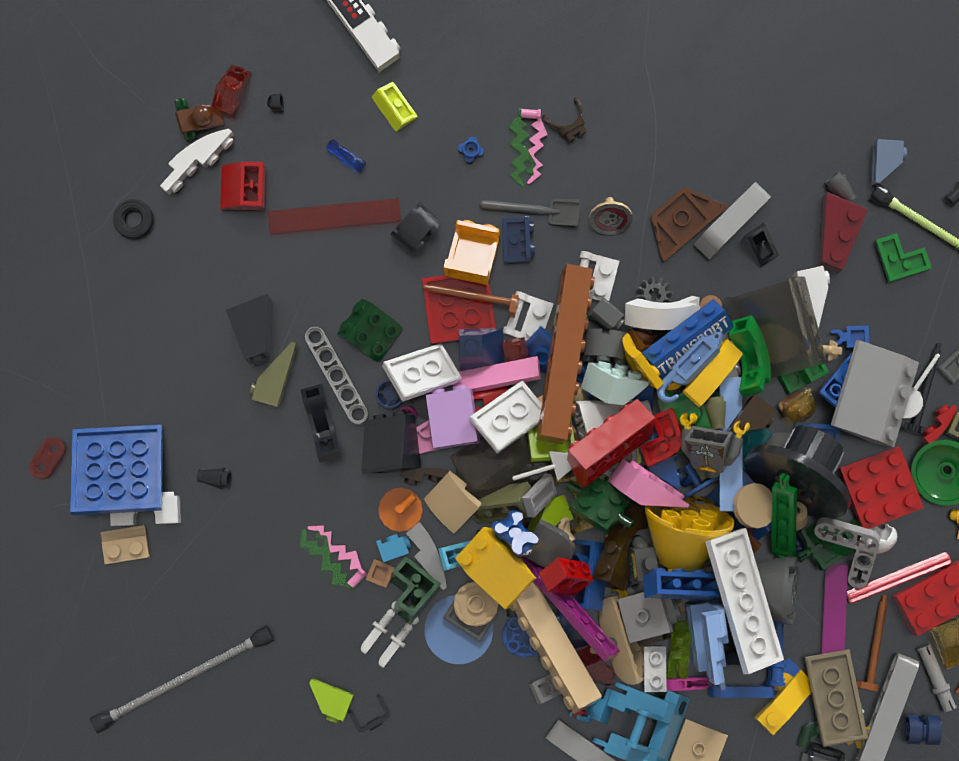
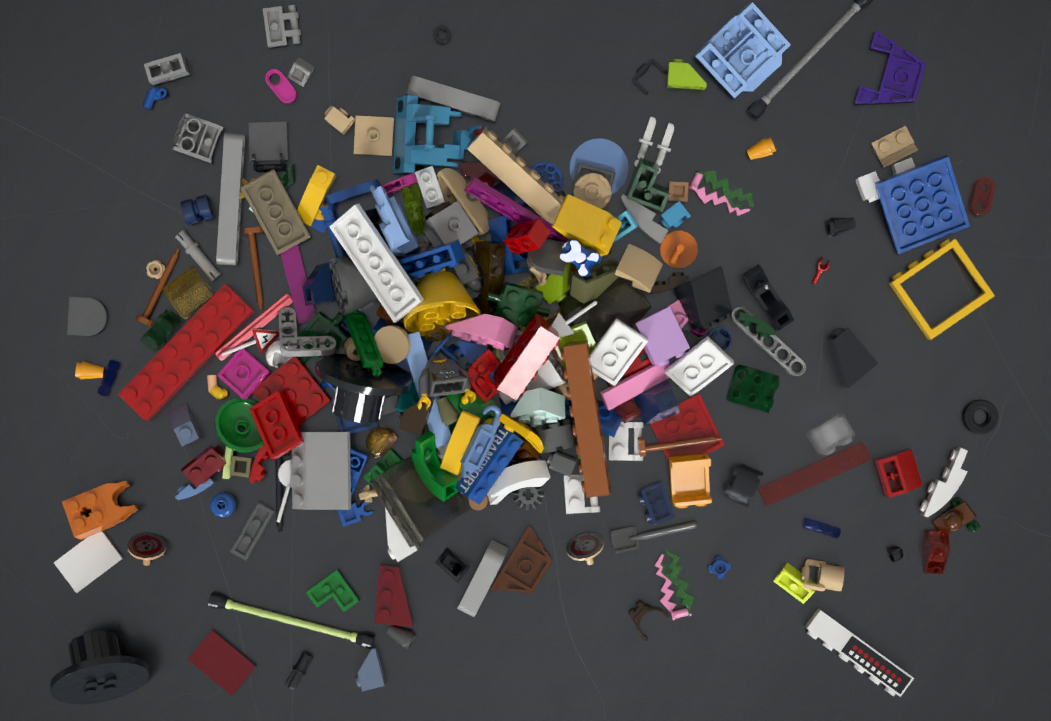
camera: 160 degrees right, 5 degrees up
(92, 619) = (900, 77): none -> dark purple wing
(115, 337) = (914, 267): none -> yellow window
(251, 436) = (821, 268): none -> red hand
(255, 706) = (743, 51): none -> light blue slope
(272, 382) = (818, 320): olive slope -> none
(272, 590) = (761, 149): none -> light orange cone
(302, 250) = (831, 434): none -> clear brick
(340, 392) = (760, 326): none -> dark green slope
(357, 99) = (828, 577): none -> tan piece
(539, 495) = (570, 295): light grey tile -> none
(813, 599) = (318, 286): none -> dark blue slope
(893, 561) = (263, 339): none -> piece
(909, 459) = (276, 425): none -> red plate
(926, 530) = (243, 373): none -> dark pink tile

